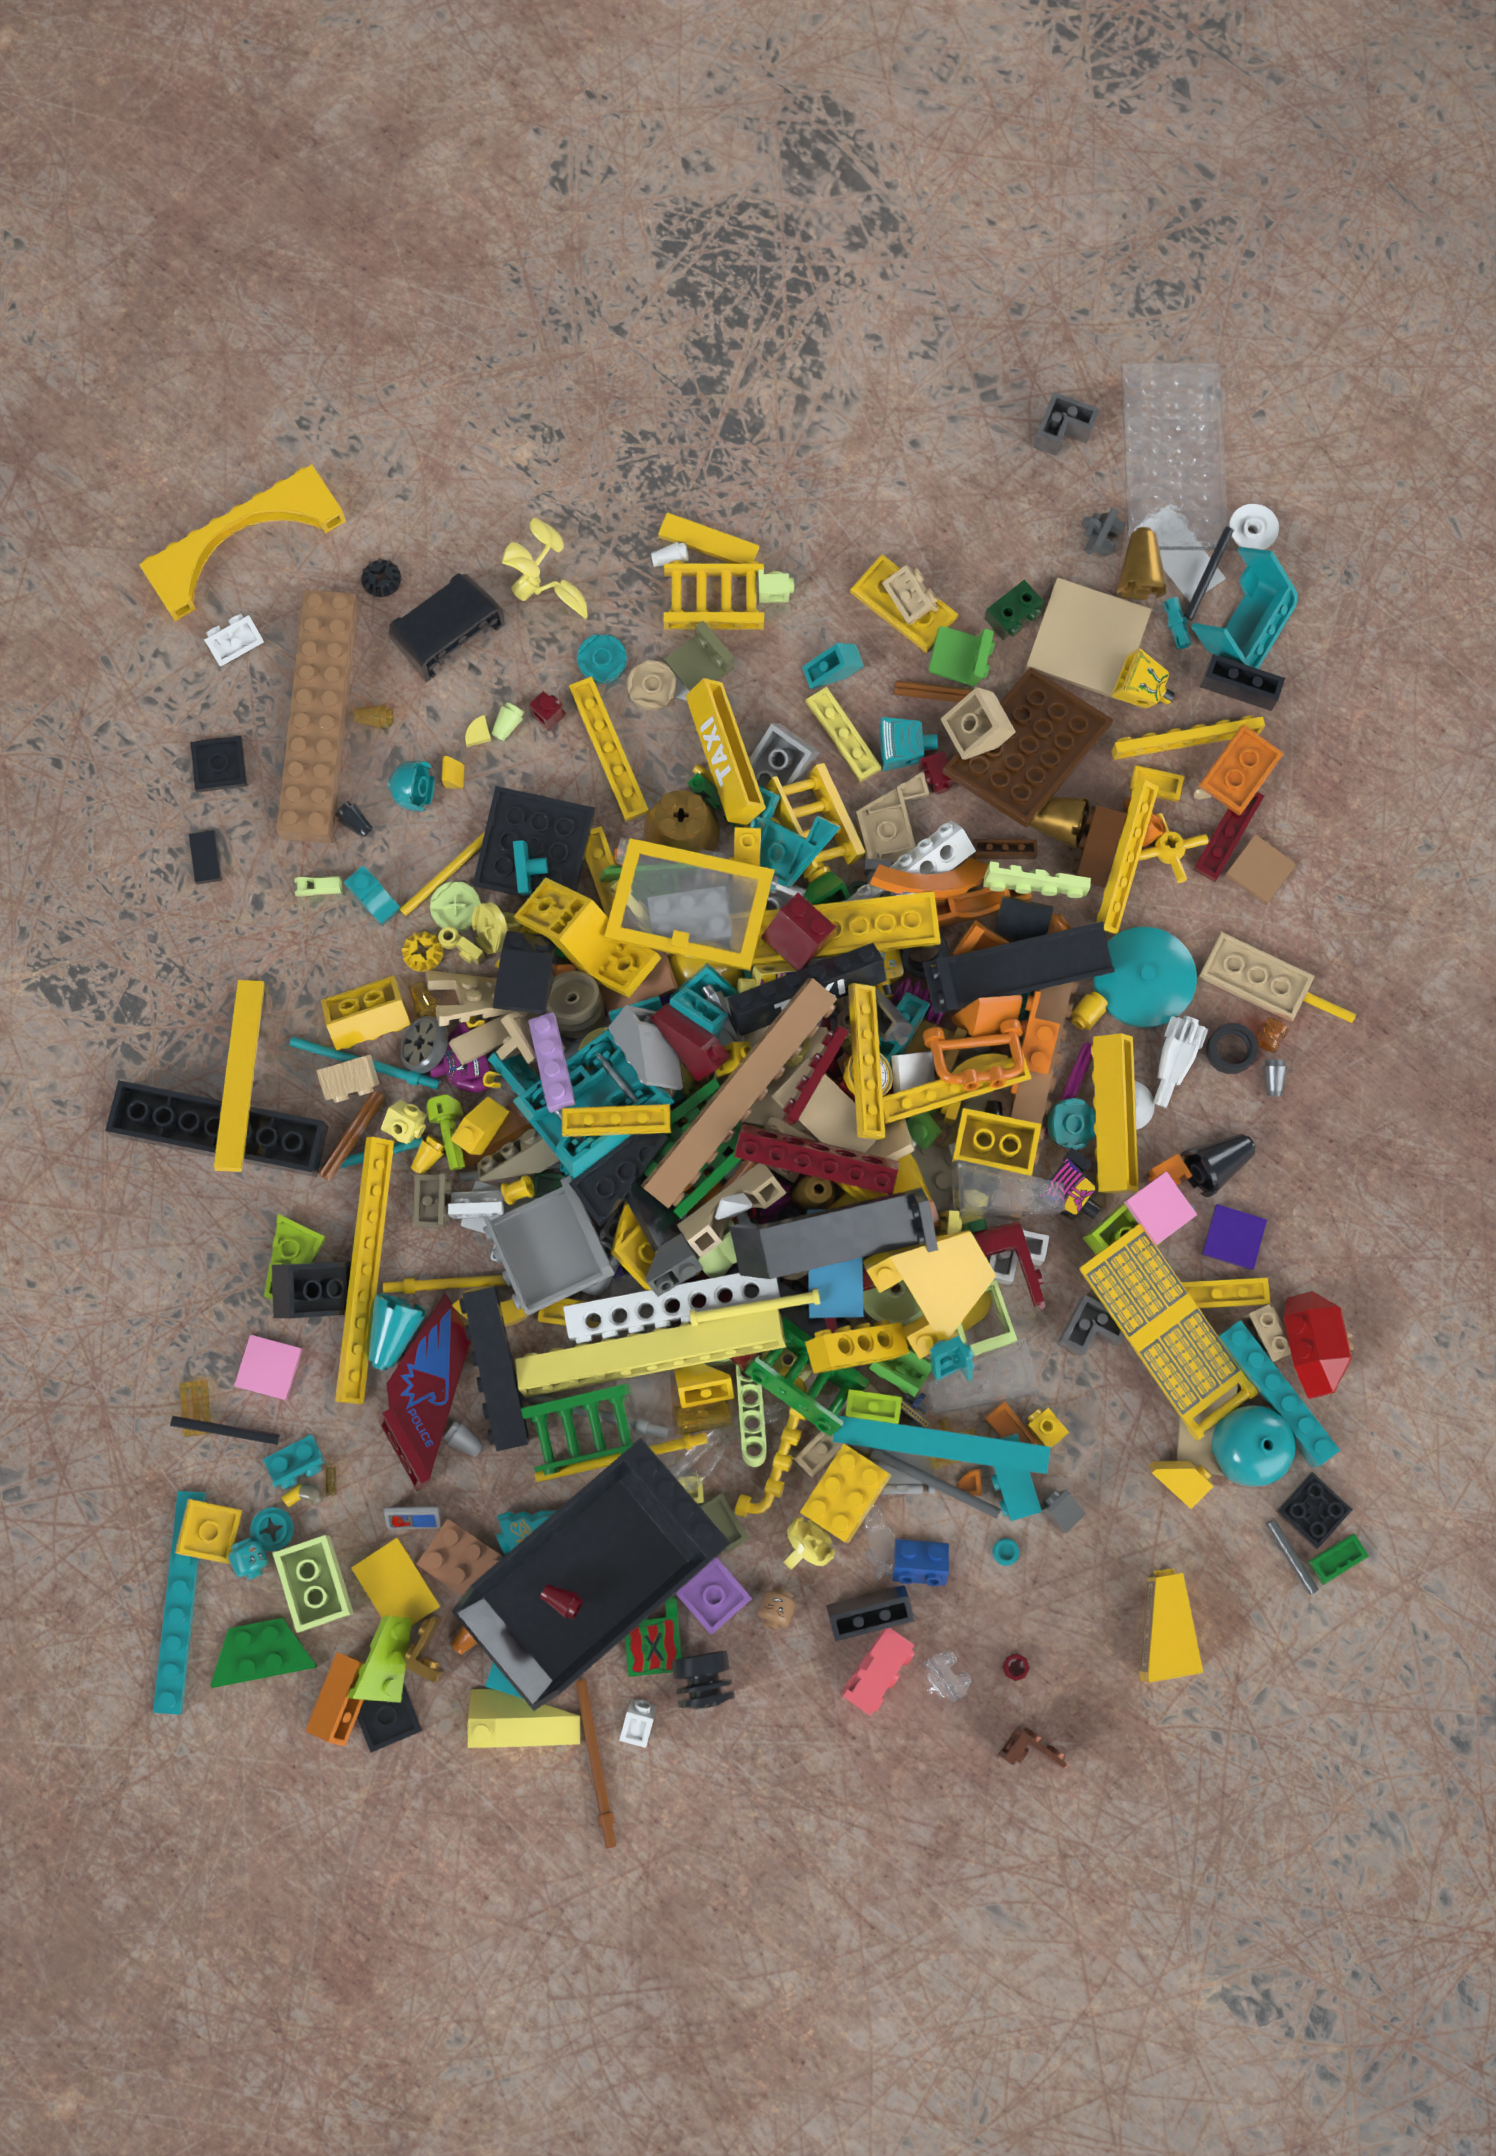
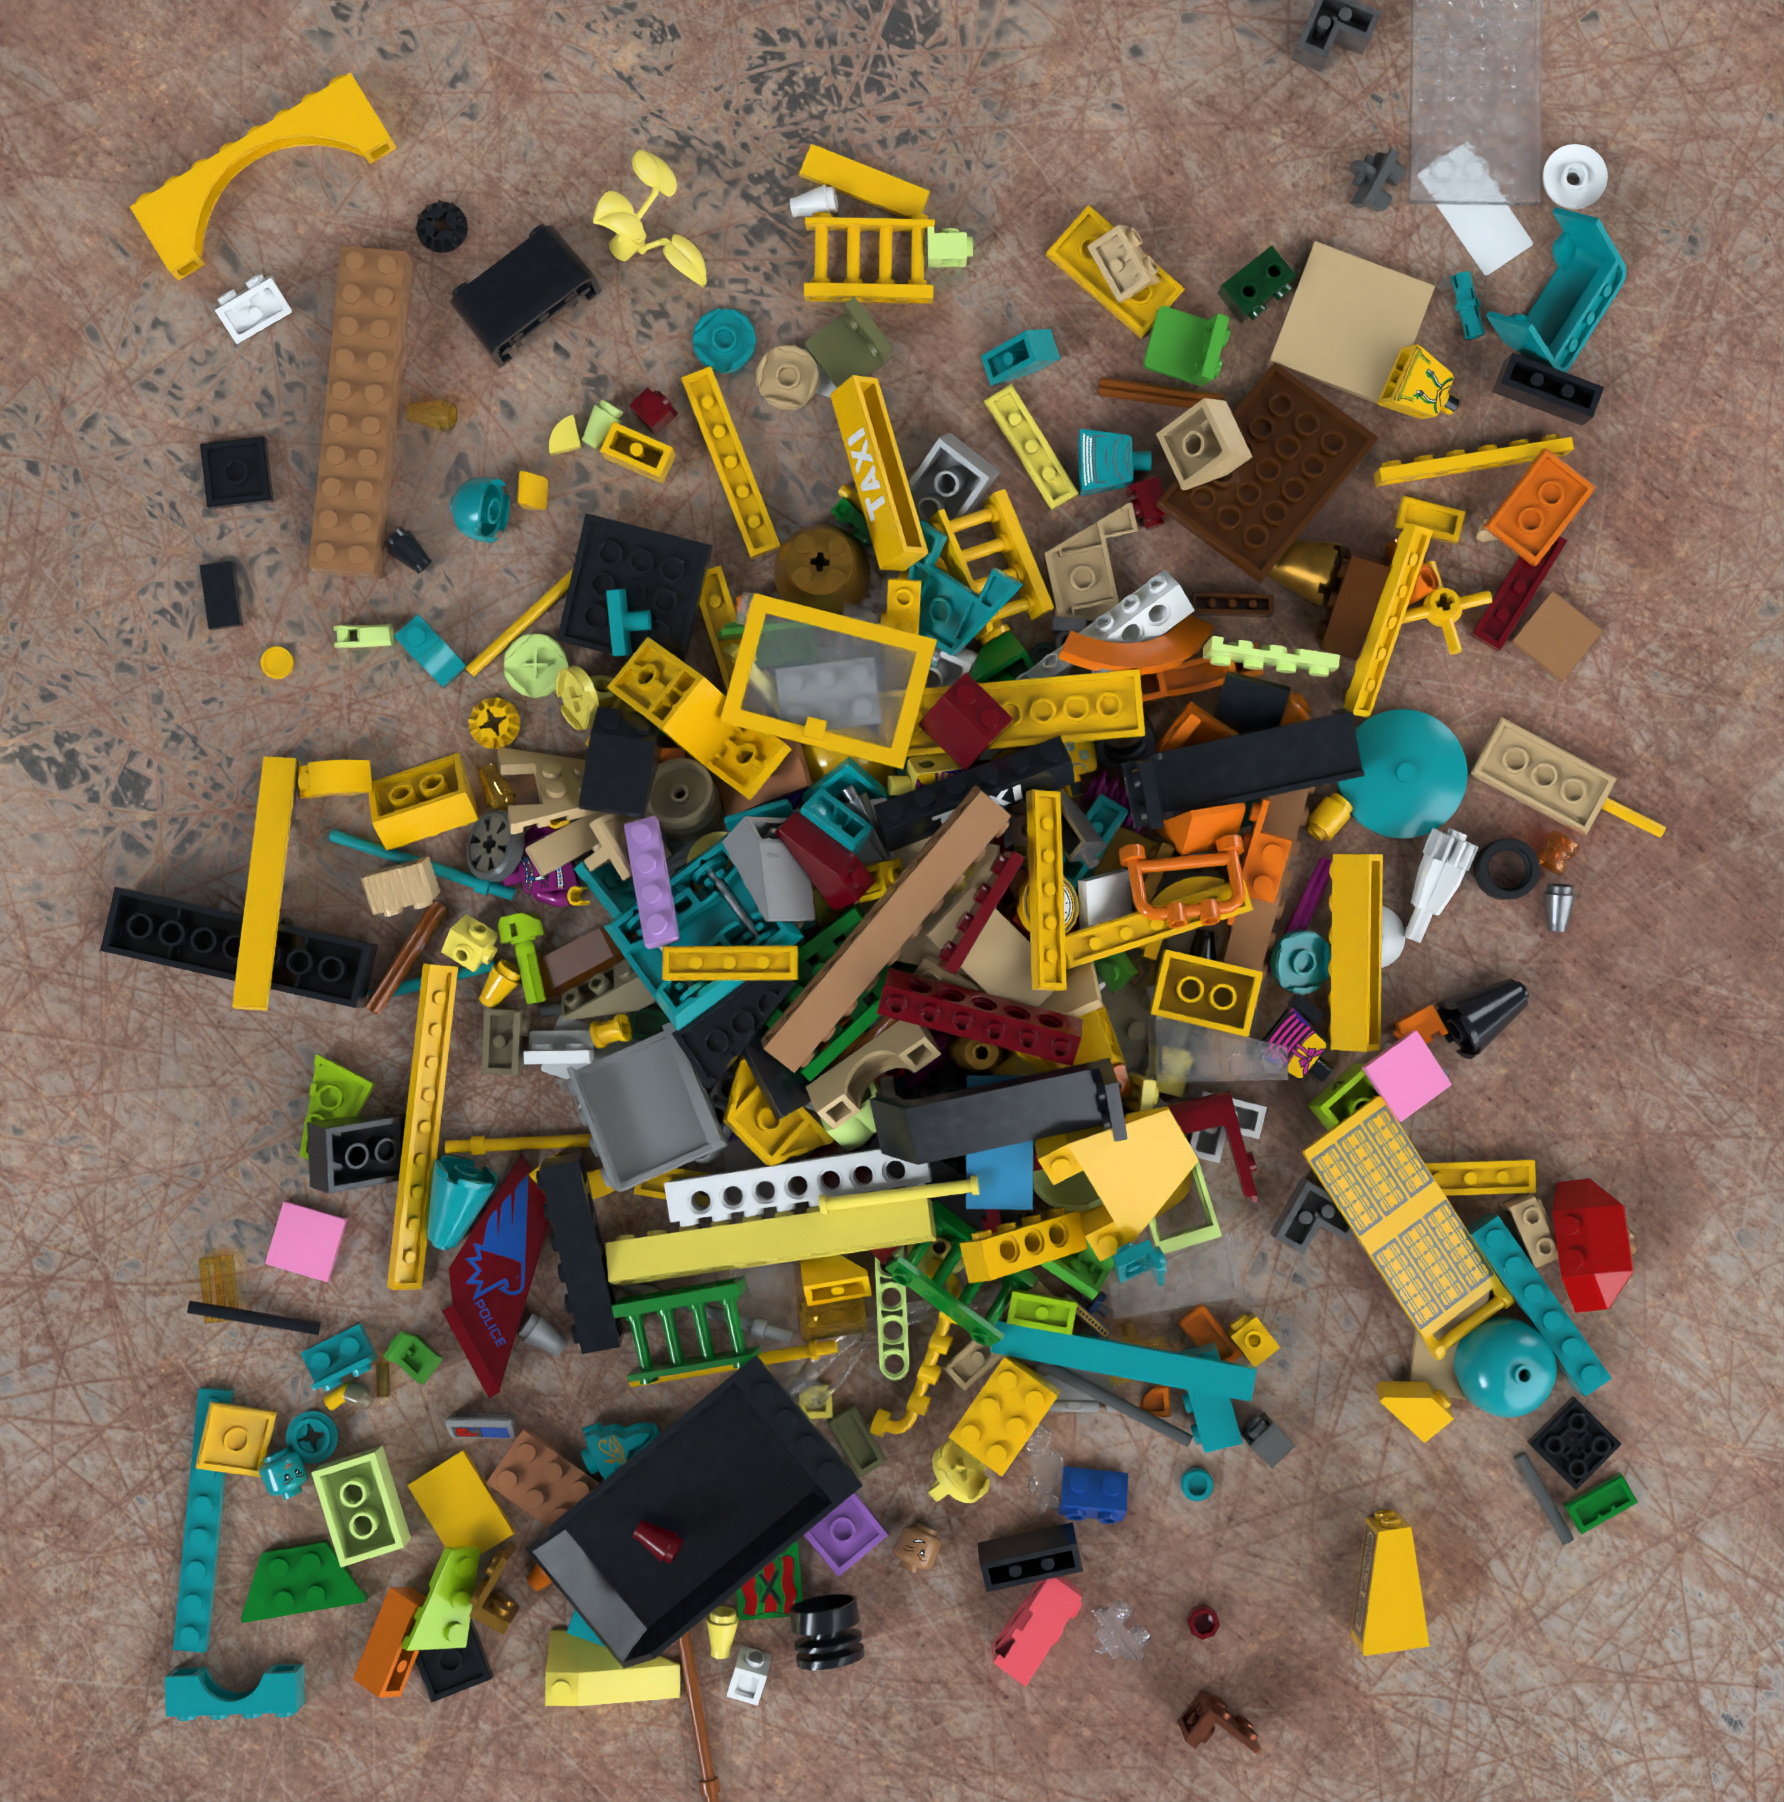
camera: 10 degrees right, 10 degrees up
(170, 1748) = (195, 1693): none -> teal arch
(249, 908) = (277, 662): none -> yellow piece
(295, 994) = (334, 778): none -> yellow brick
(356, 1458) = (413, 1356): none -> bright green bracket
(467, 949) = (550, 725): light yellow plate -> none
(480, 1126) = (563, 954): yellow slope -> none
(536, 741) = (638, 453): none -> yellow brick
(614, 1684) = (721, 1629): none -> light yellow cone
(672, 1265) = (798, 1139): dark grey slope -> none
(732, 1206) = (875, 1069): white slope -> none
(975, 1226) = (1173, 1096): dark green tile -> none
(1142, 567) = (1427, 230): pearl gold cone -> none
(1208, 573) = (1512, 238): black bar -> none
(1234, 1237) = (1496, 1106): dark purple tile -> none

